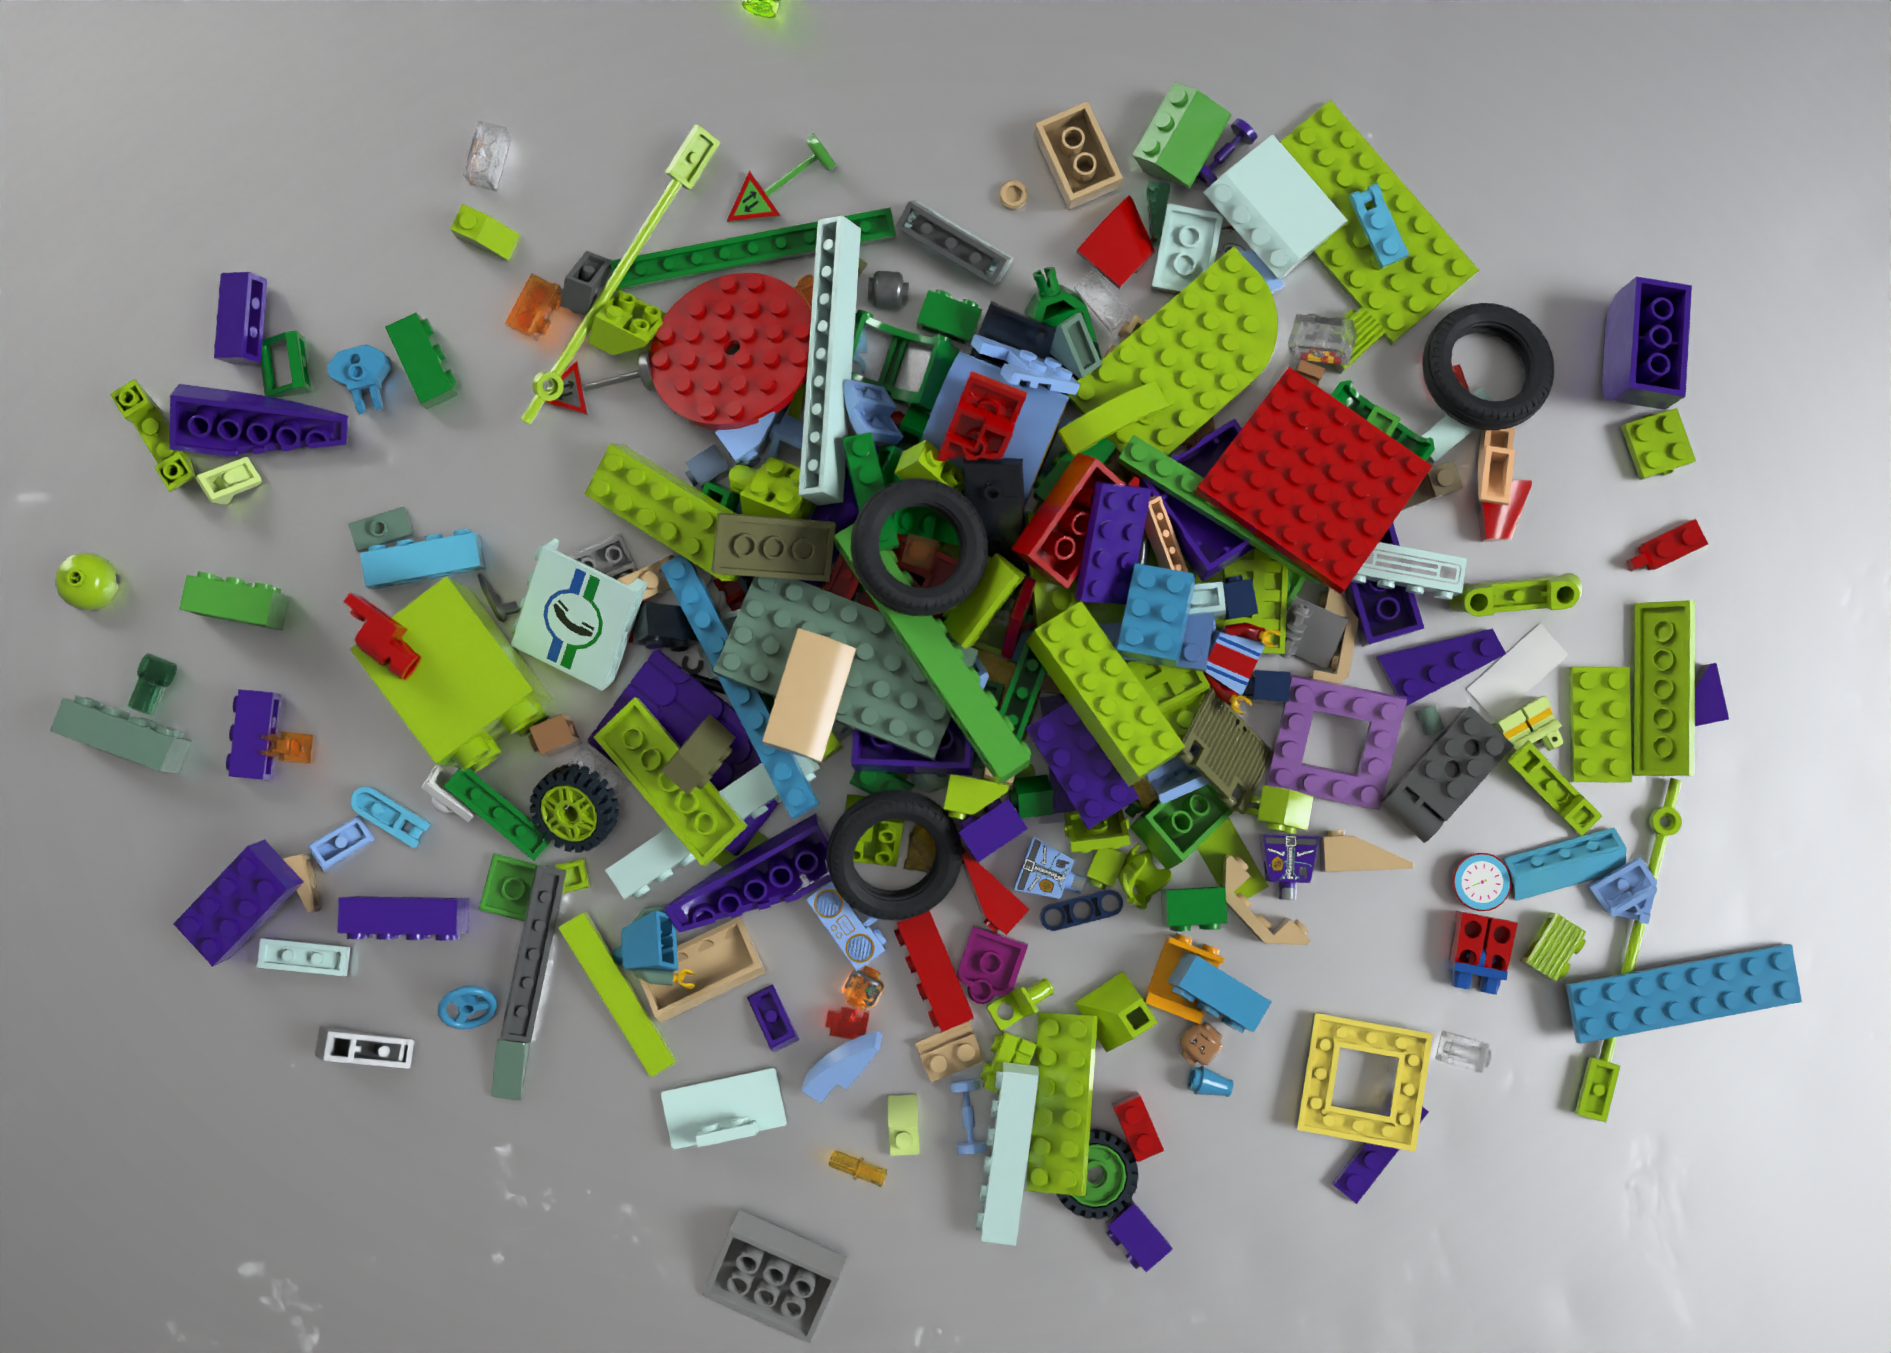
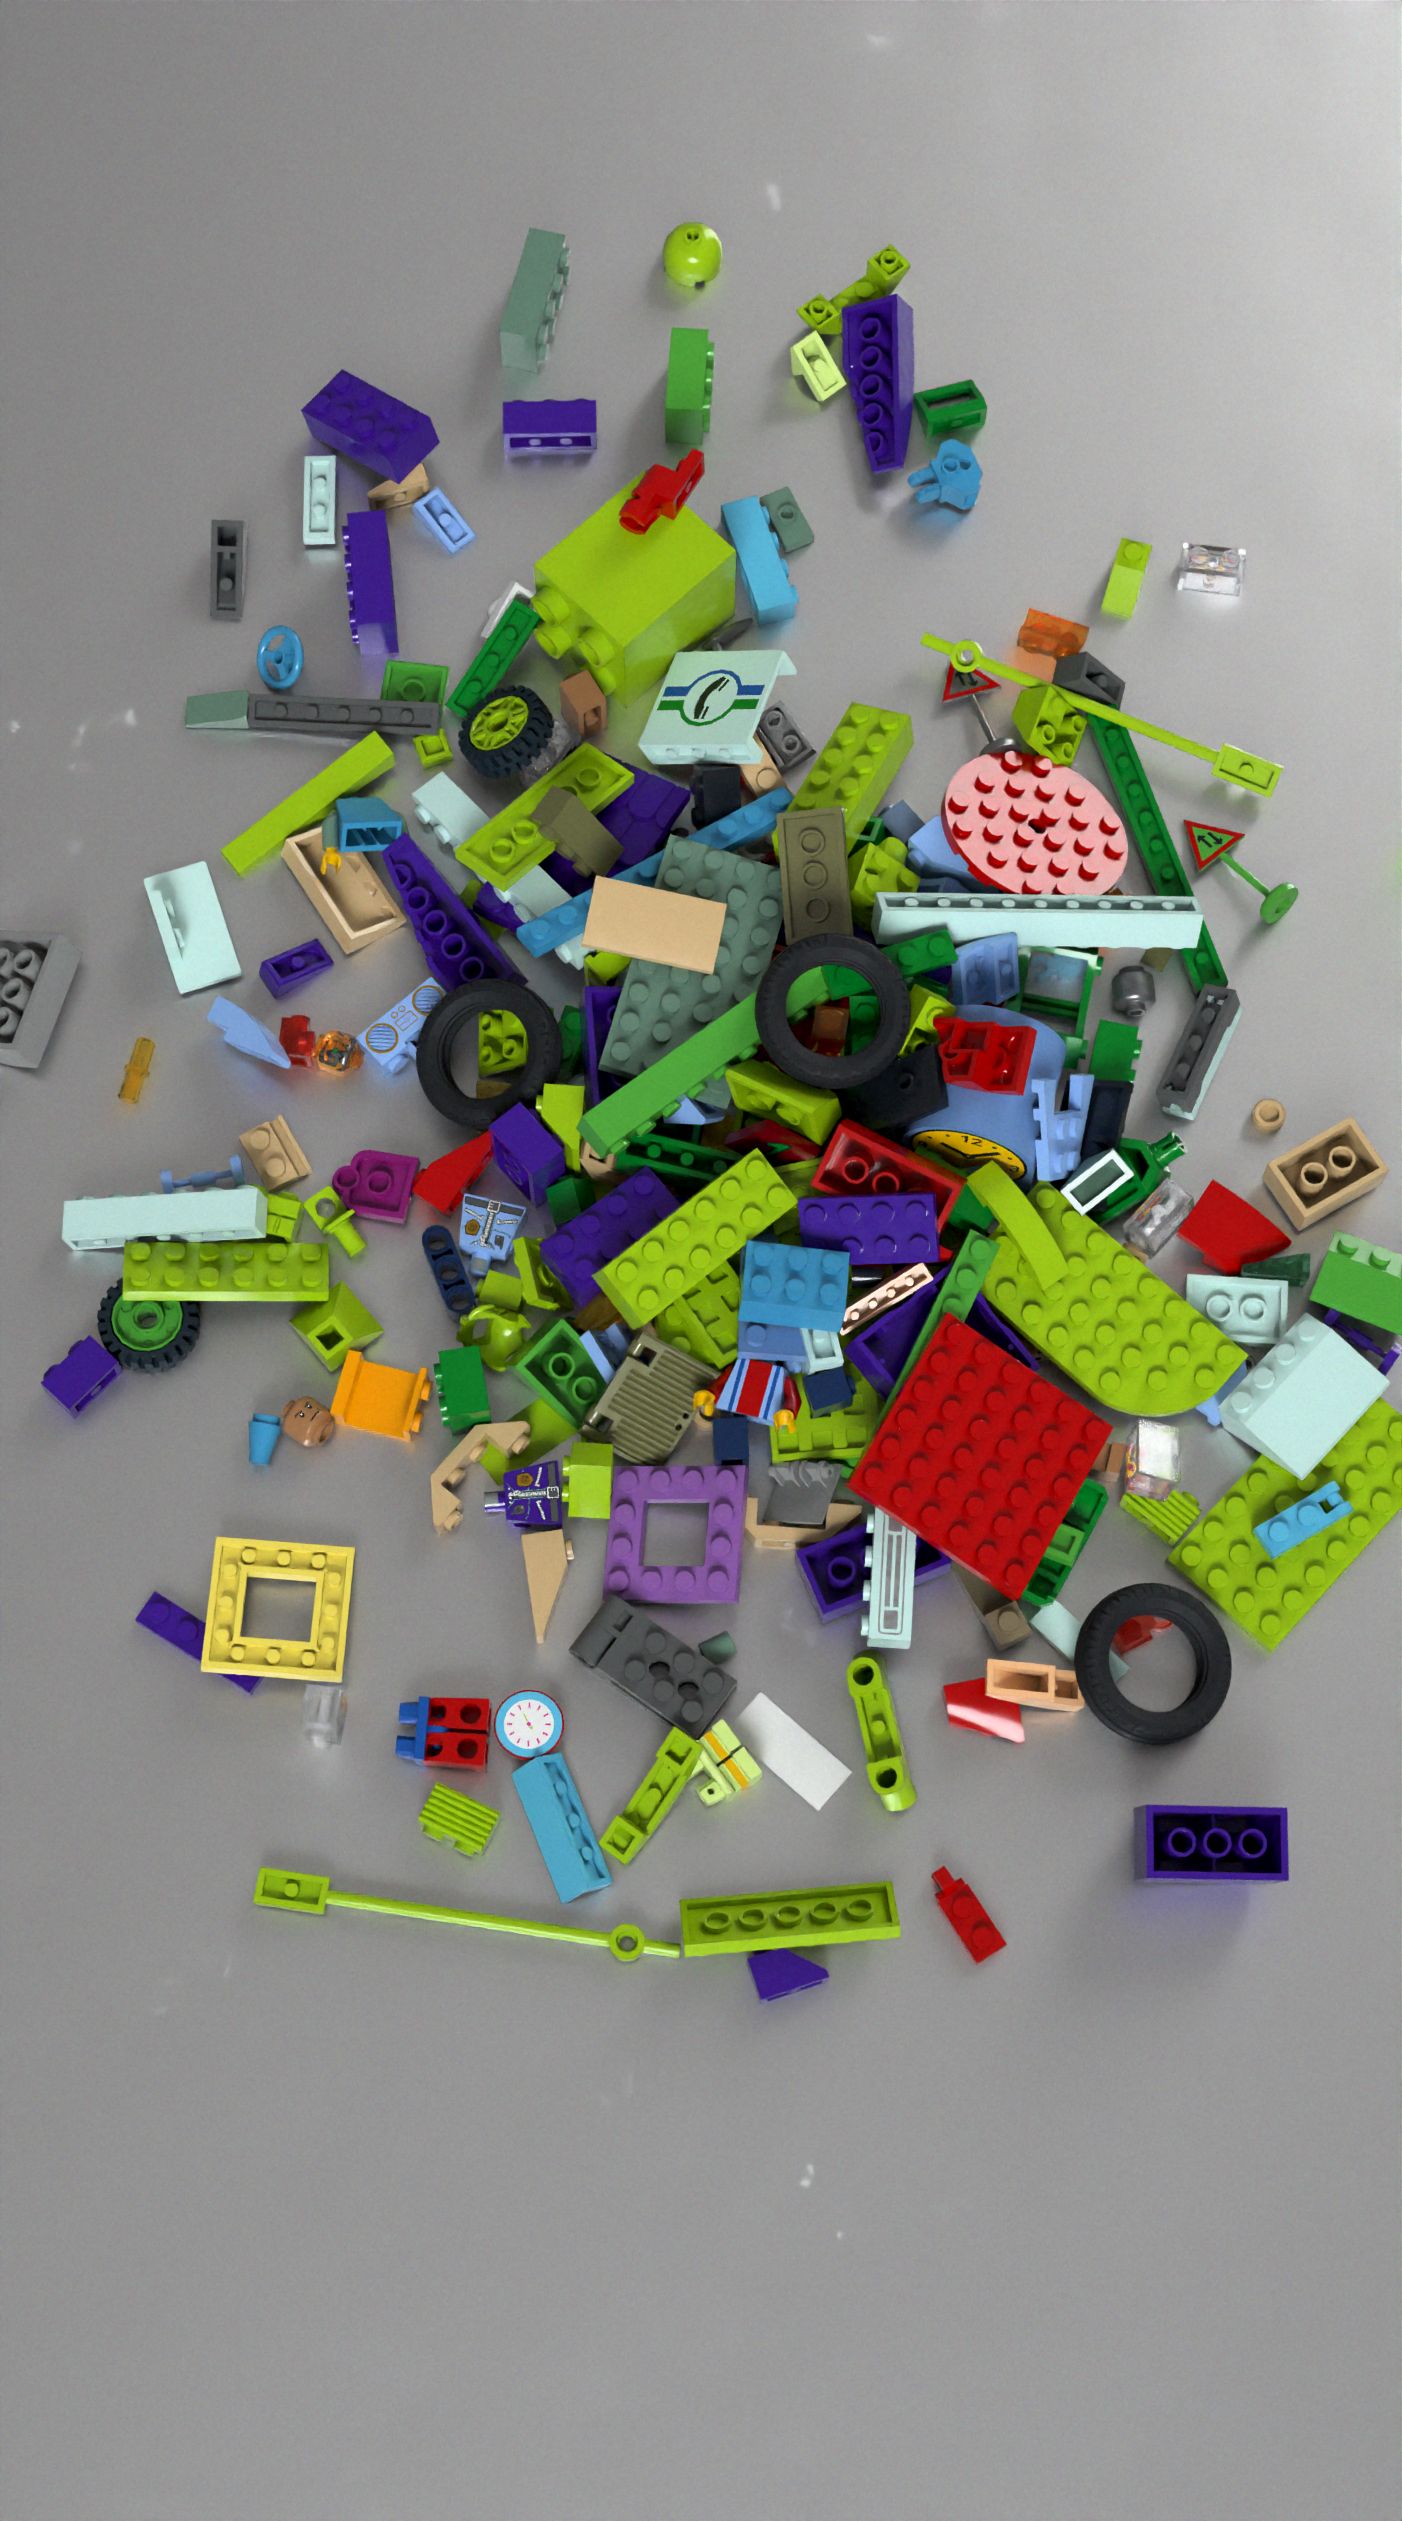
camera: 85 degrees right, 15 degrees down
(154, 676) = (600, 327): clear green piece -> none
(240, 318) = (992, 357): dark purple brick -> none
(290, 747) = (540, 460): clear orange plate -> none
(388, 814) = (479, 562): medium azure plate -> none
(422, 360) = (975, 534): green brick -> none
(903, 1125) = (190, 1114): yellowish green slope -> none
(935, 971) = (365, 1124): red brick -> none
(1137, 1127) = (205, 1361): red brick -> none
(1218, 993) = (367, 1426): dark azure brick -> none
(1429, 667) = (783, 1648): dark purple wing -> none
(1600, 724) = (736, 1854): lime plate -> none
(1627, 891) = (536, 1901): light blue slope -> none
(1658, 443) = (1093, 1890): lime plate -> none
(1683, 993) = (418, 1983): dark azure plate -> none

